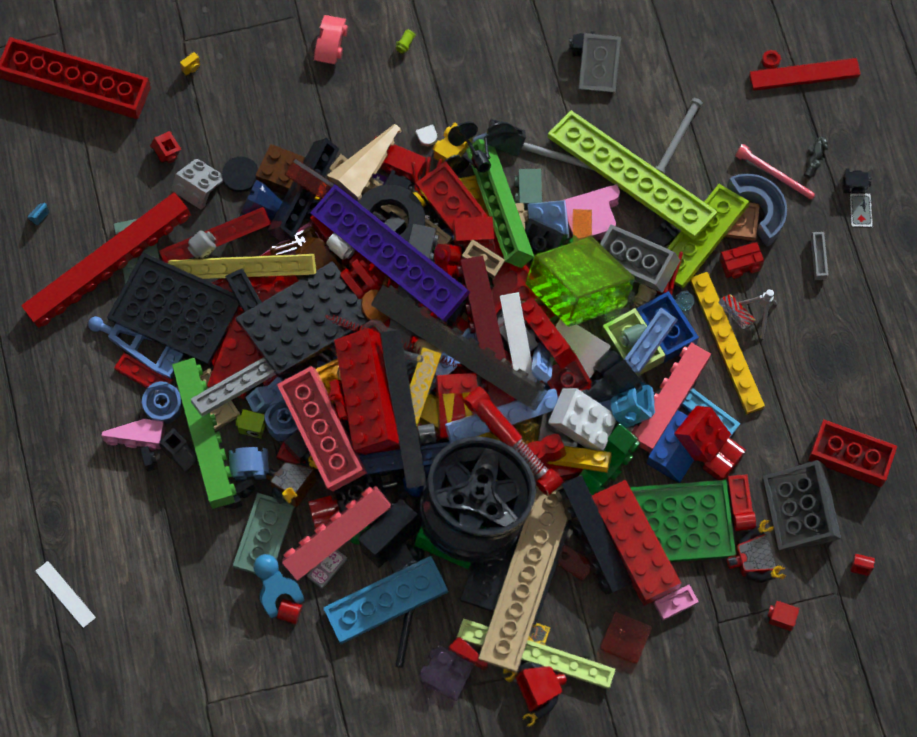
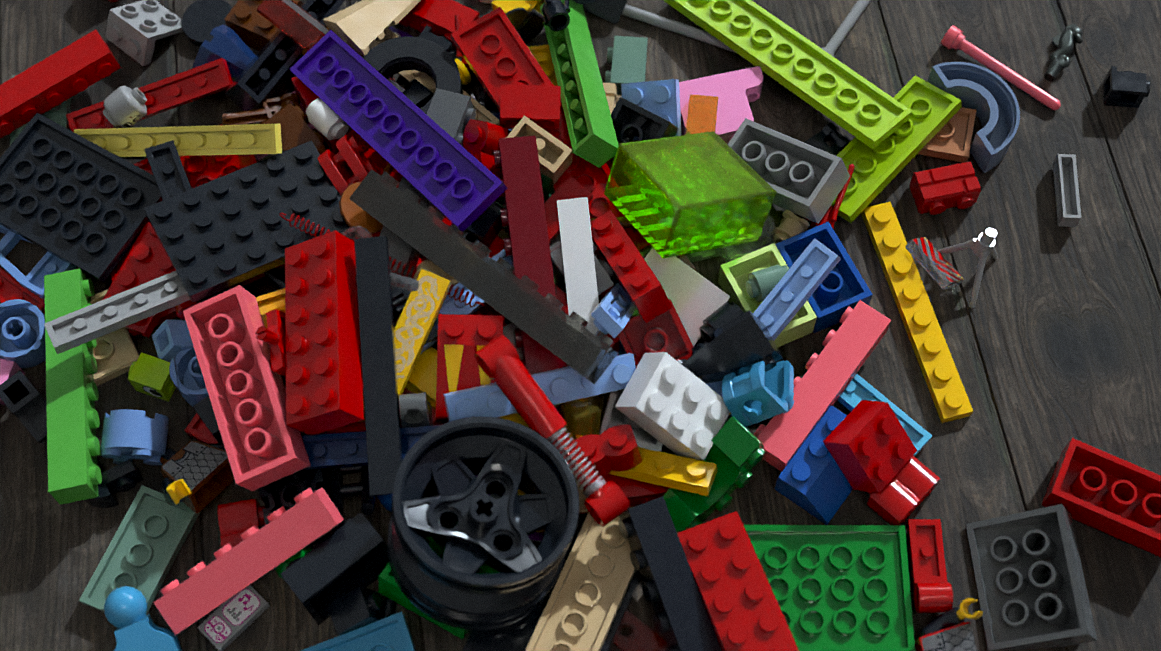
camera: 10 degrees right, 5 degrees down
(685, 300) = (854, 240): clear light blue plate -> none
(861, 209) = (1131, 131): light grey sticker -> none

